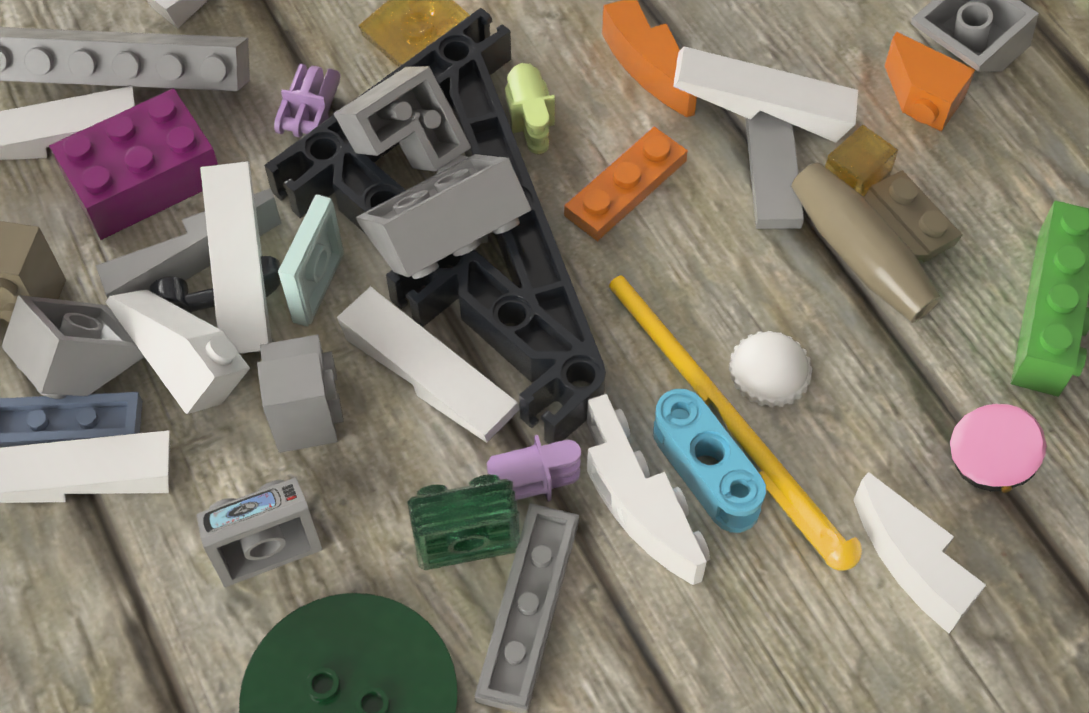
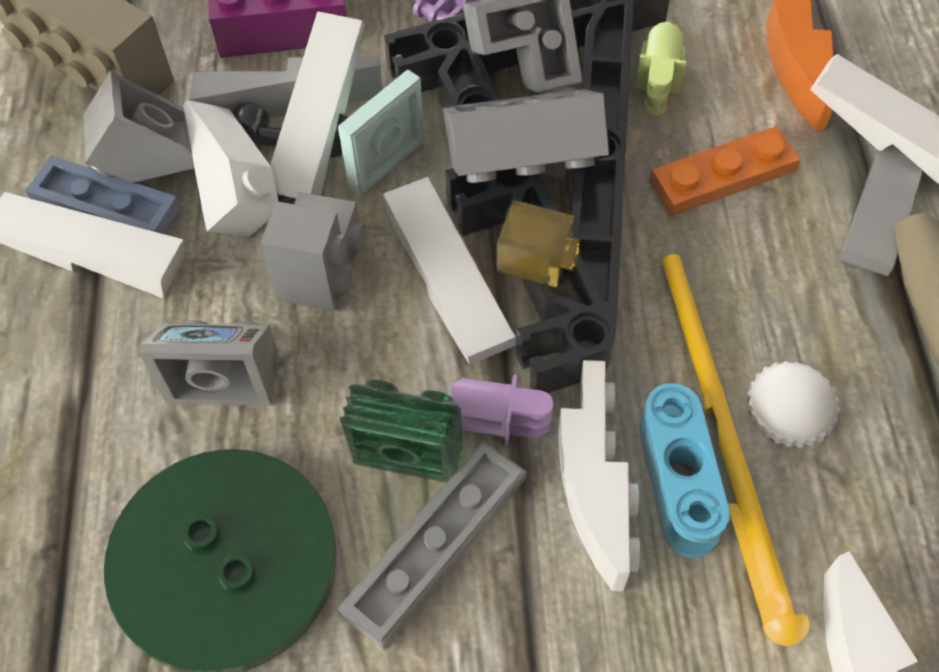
camera: 25 degrees right, 0 degrees up
(505, 313) = (536, 243): none -> clear yellow brick

